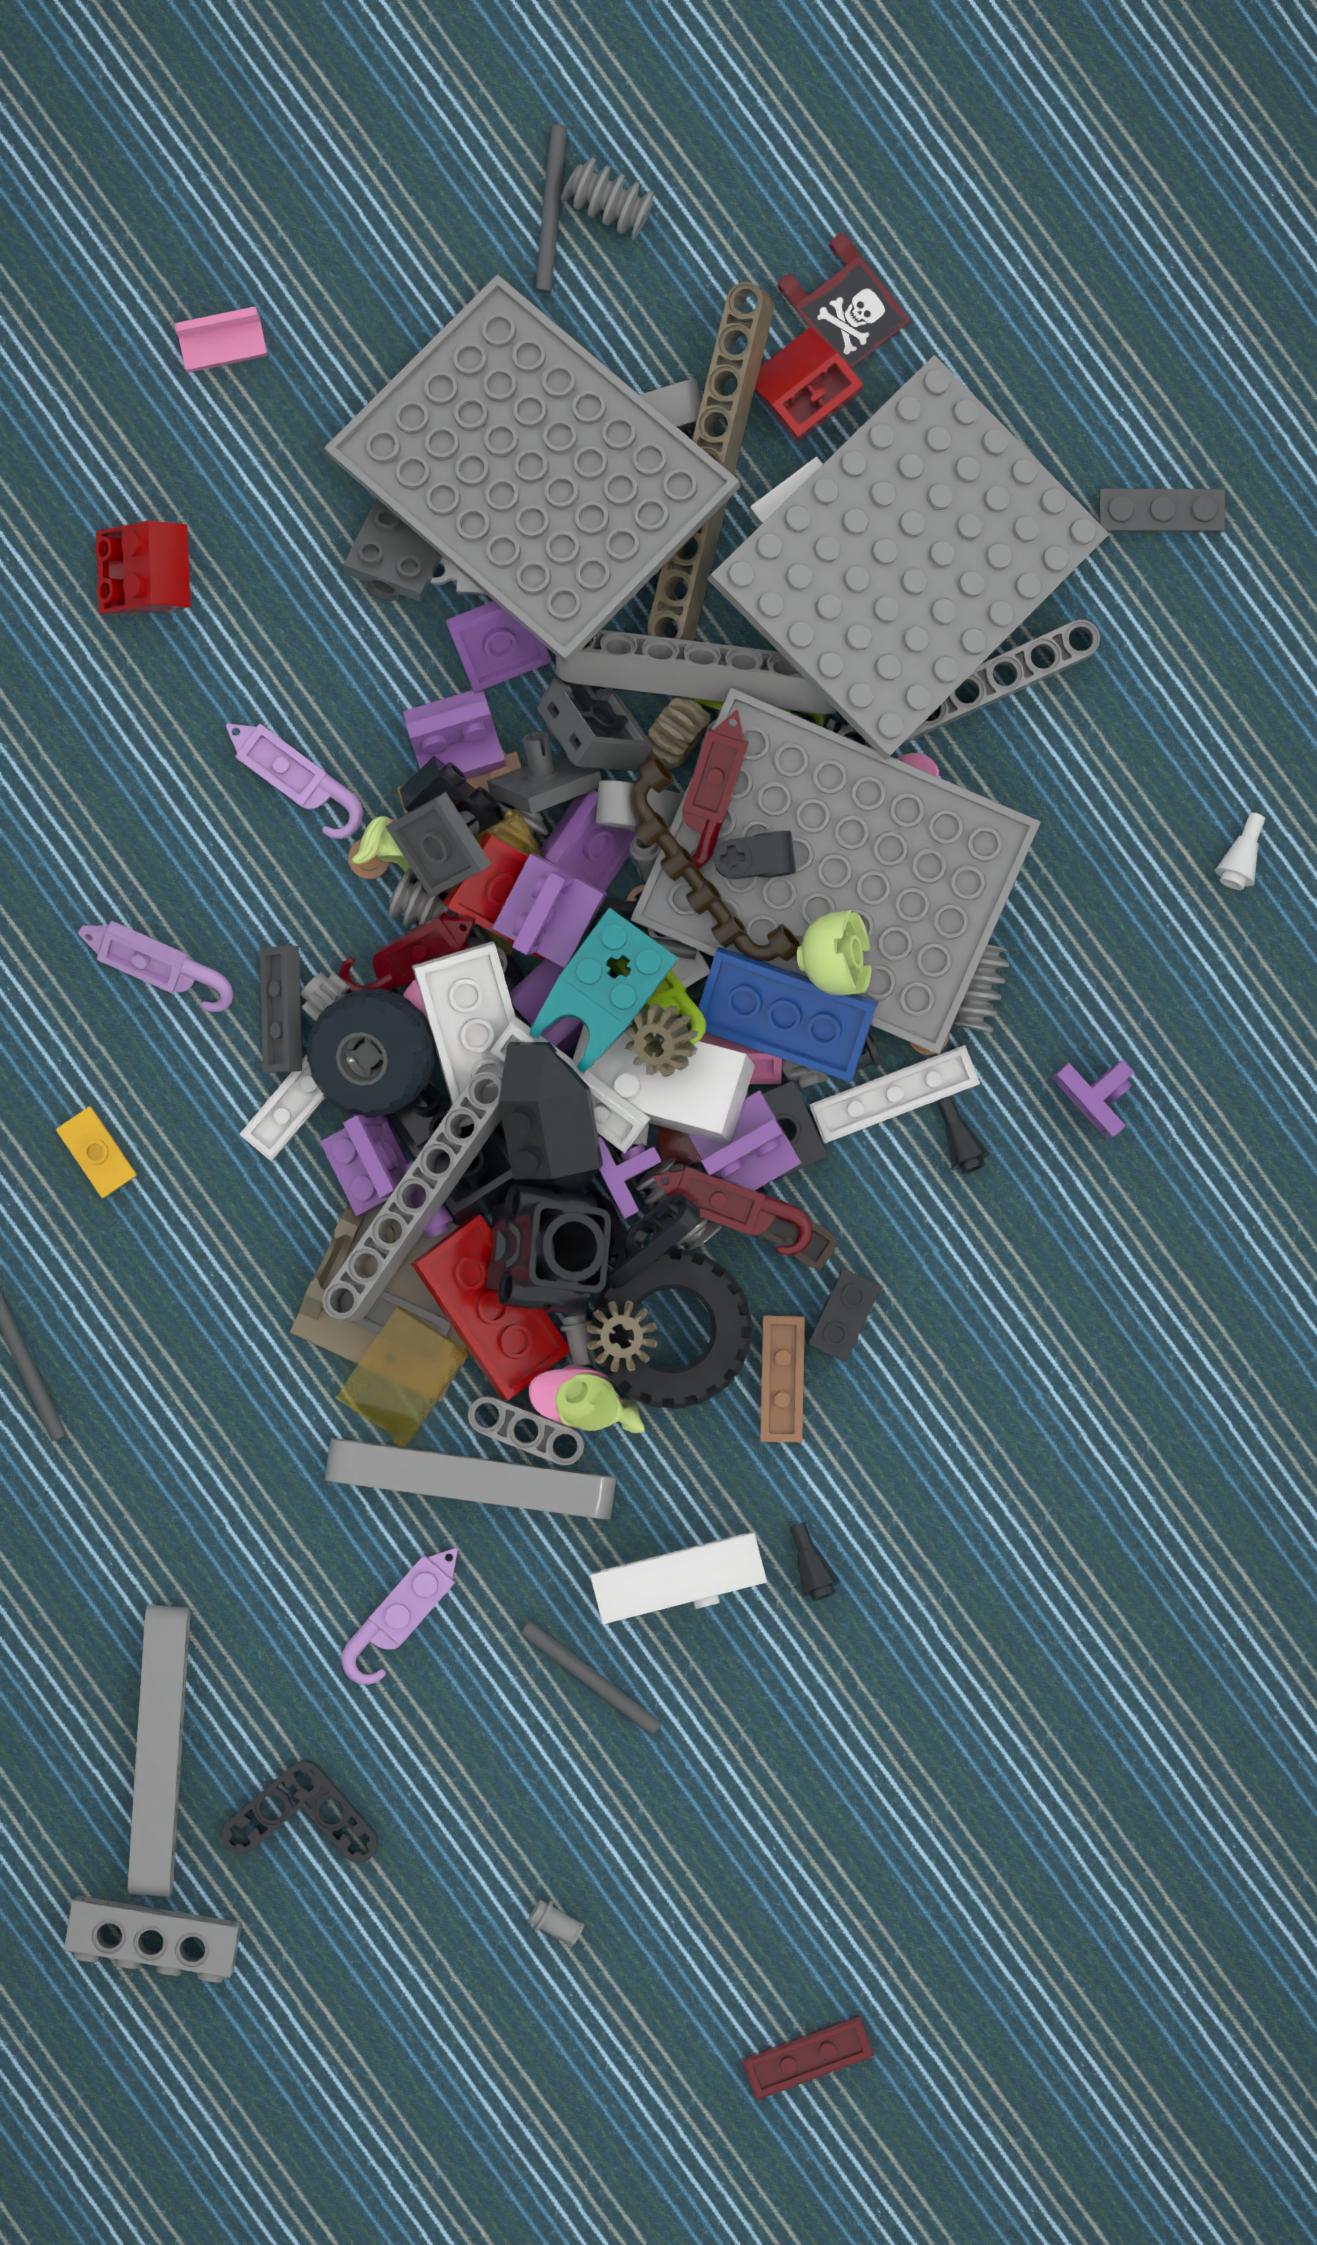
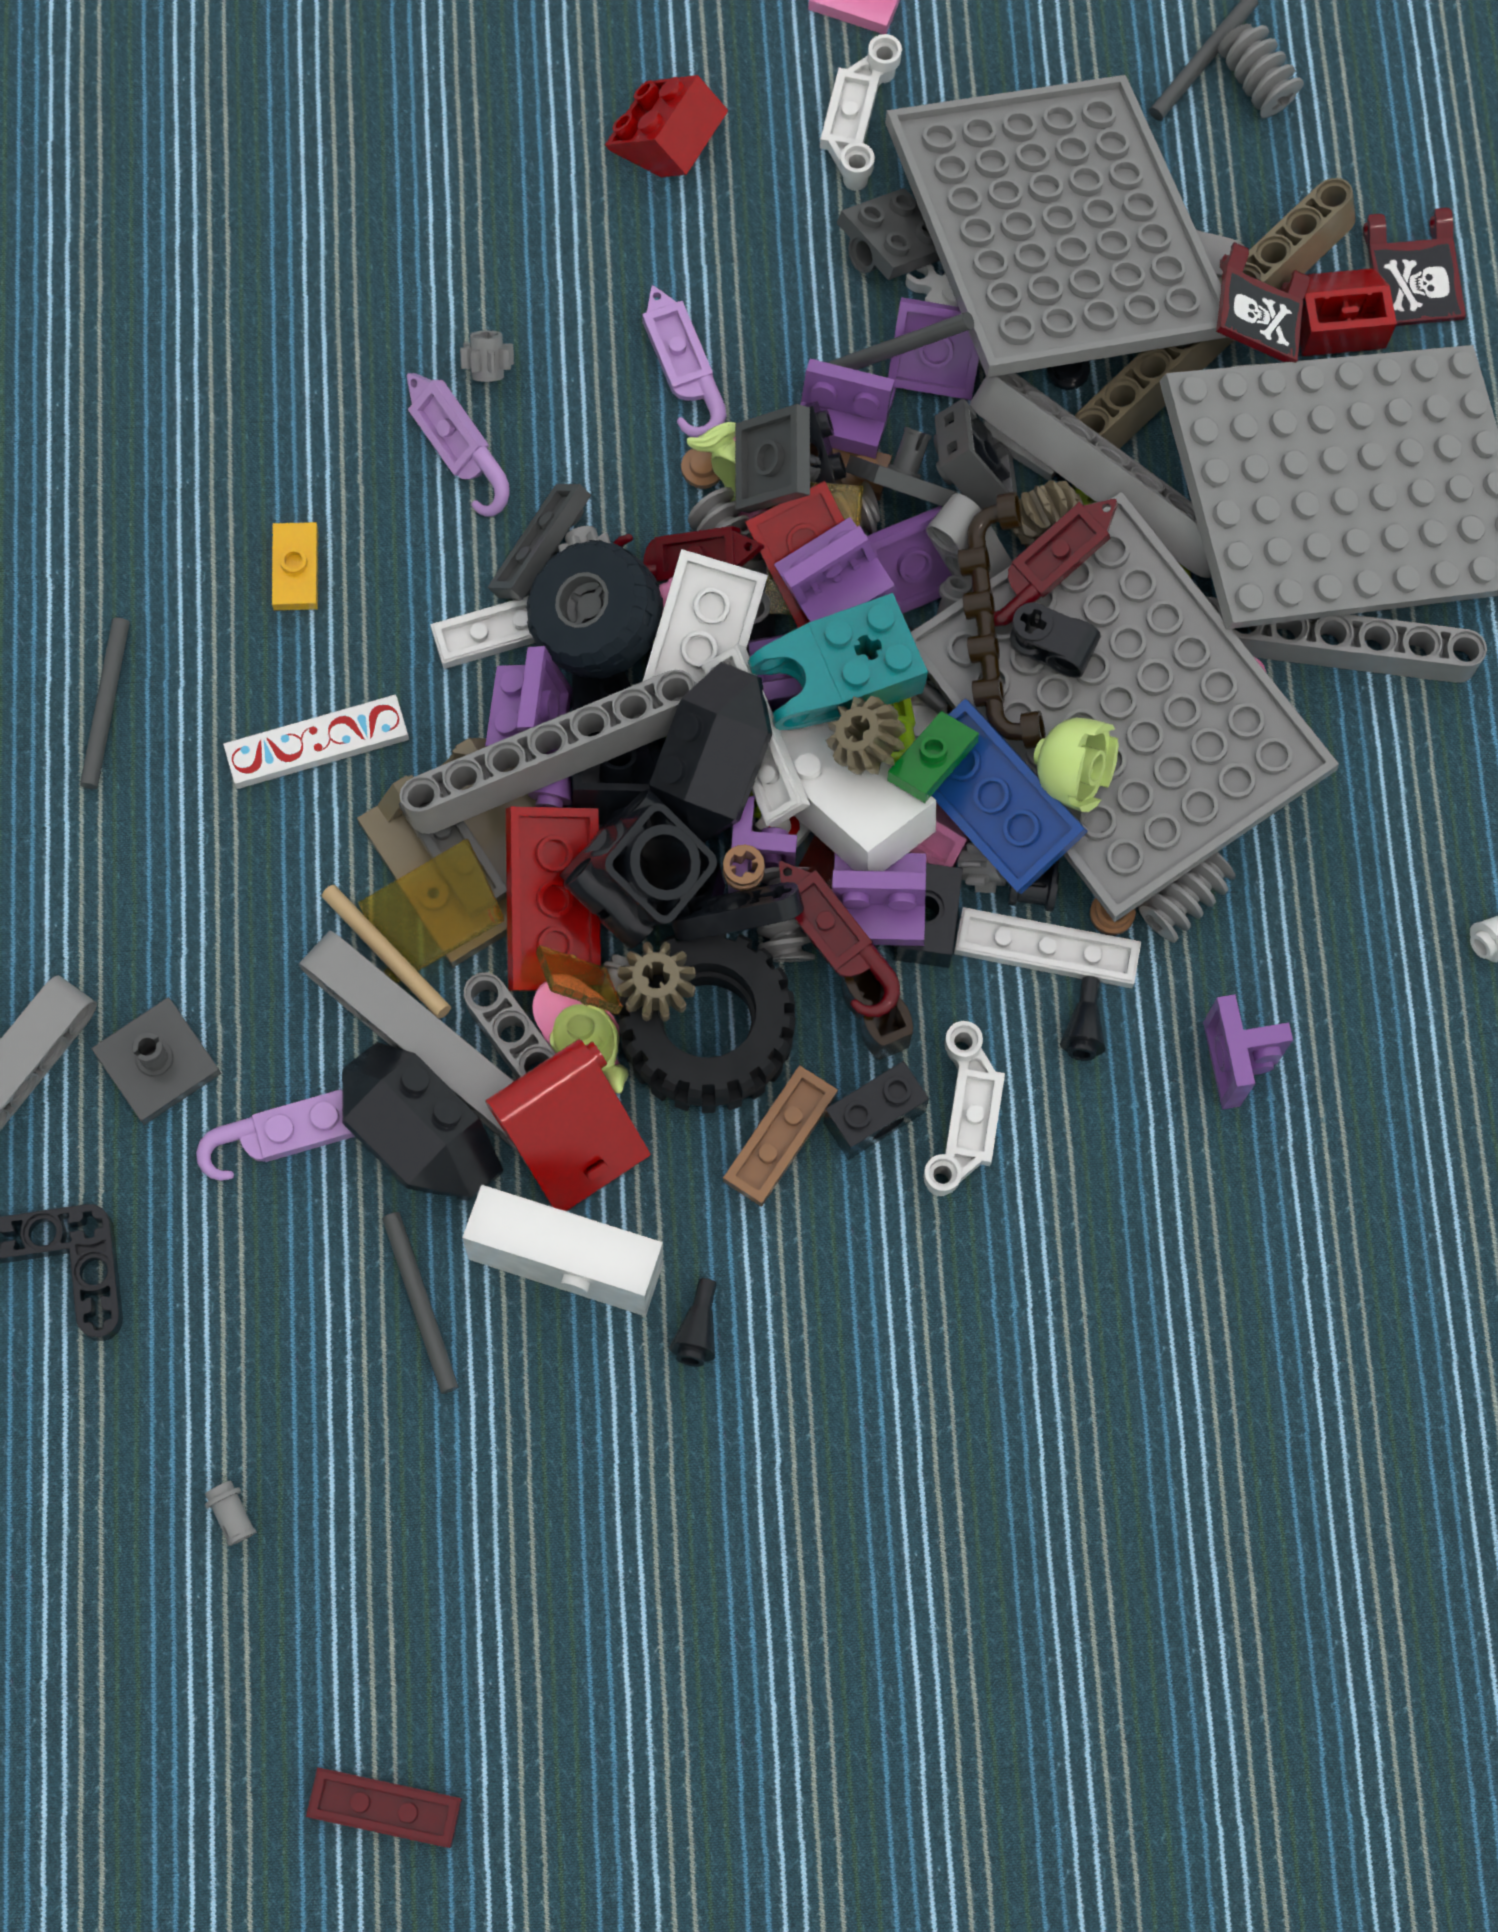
camera: 25 degrees right, 15 degrees down
(132, 875) = (487, 356): none -> light grey gear
(213, 1288) = (316, 741): none -> white tile
(265, 1621) = (156, 1061): none -> dark grey tile
(287, 452) = (852, 109): none -> white plate
(385, 1426) = (386, 951): none -> tan bar
(471, 663) = (906, 342): none -> dark grey bar
(498, 1549) = (416, 1124): none -> black wedge
(556, 1364) = (578, 979): none -> clear yellow piece
(618, 1478) = (569, 1125): none -> red door
(620, 1193) = (739, 854): none -> medium nougat bush
(721, 1019) = (933, 756): none -> green plate
(747, 455) = (1259, 312): none -> flag
(919, 1270) = (973, 1111): none -> white plate

